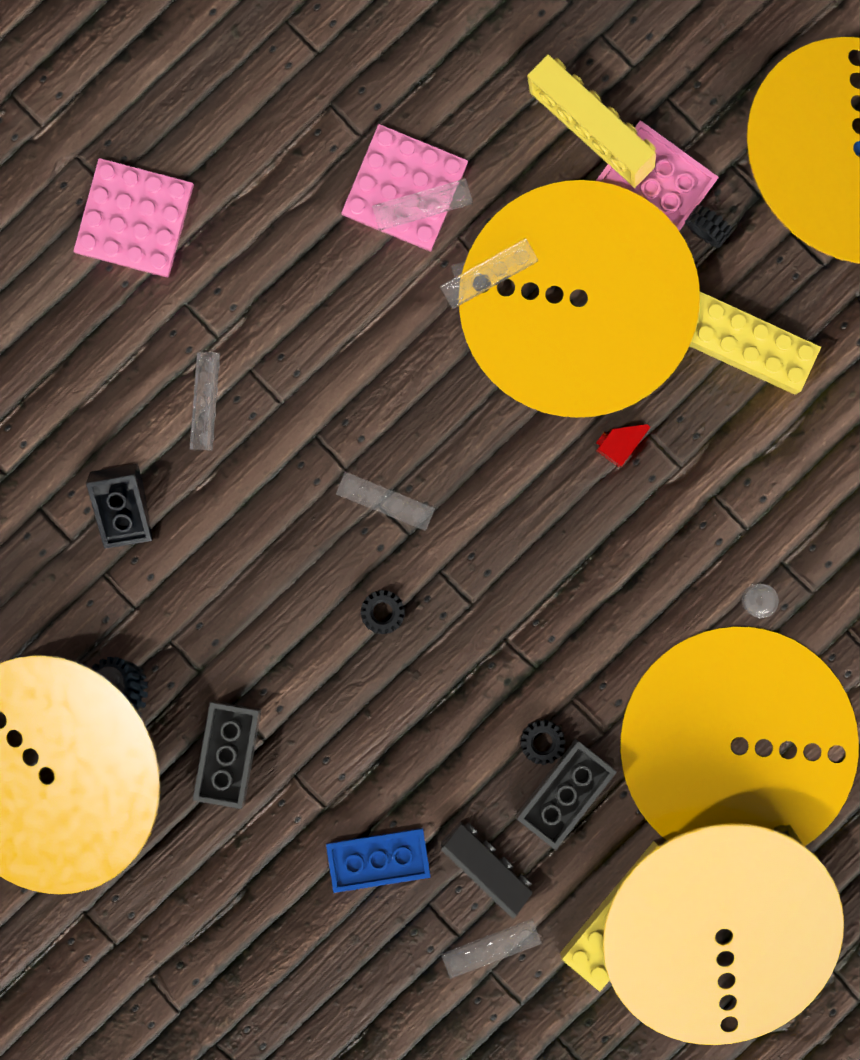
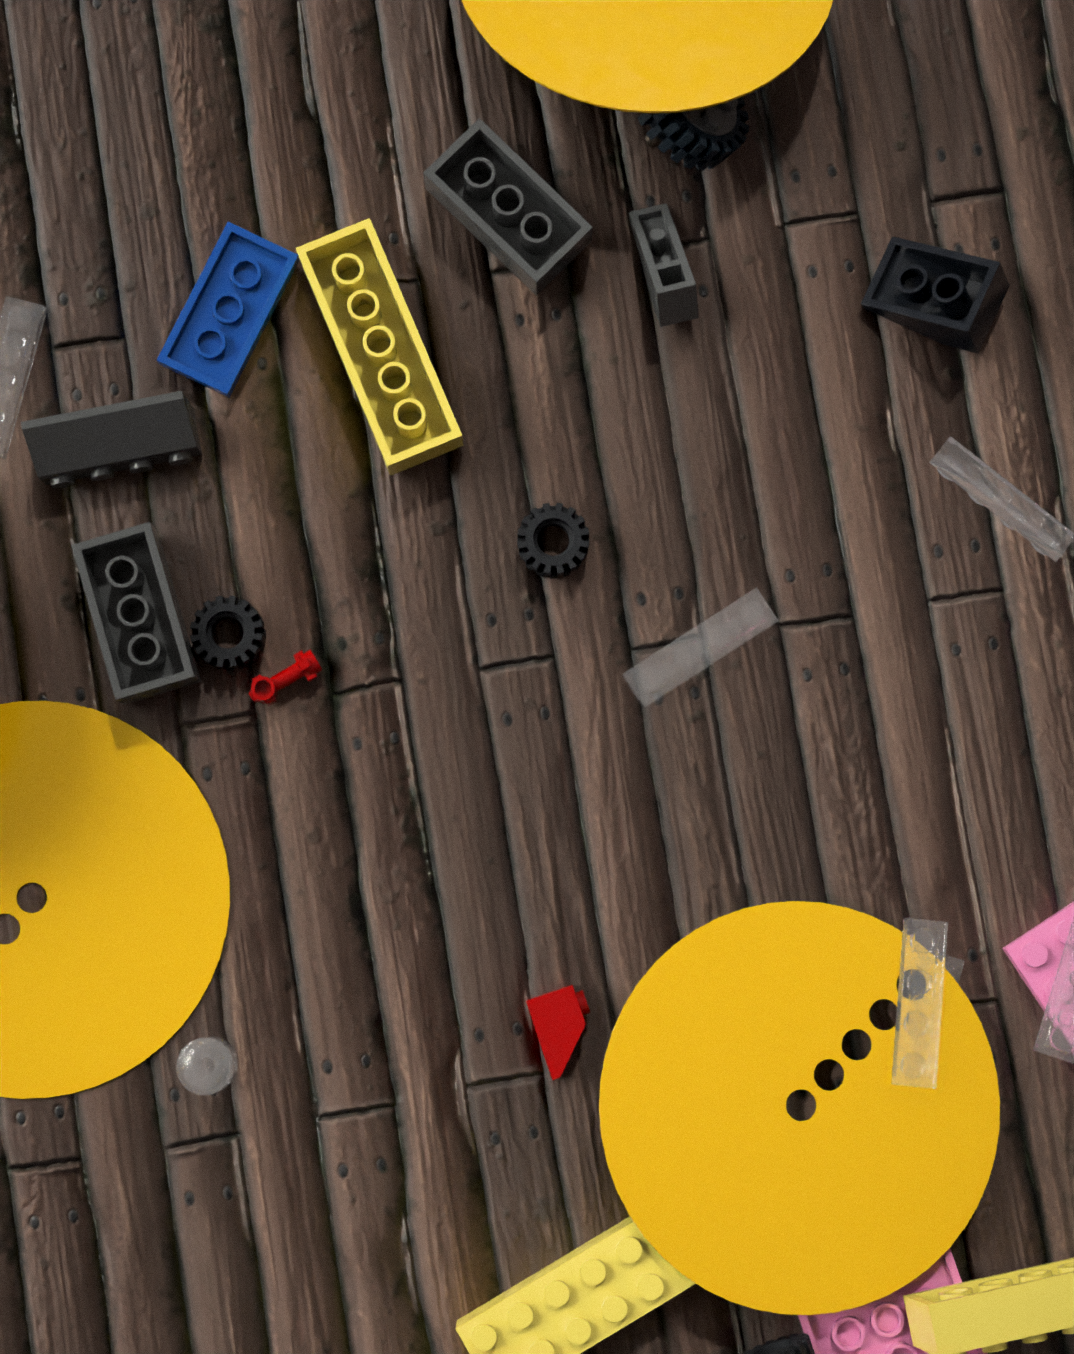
camera: 125 degrees right, 5 degrees down
(201, 654) = (664, 265): none -> dark grey slope
(345, 768) = (380, 346): none -> light yellow brick
(557, 702) = (266, 689): none -> red bar

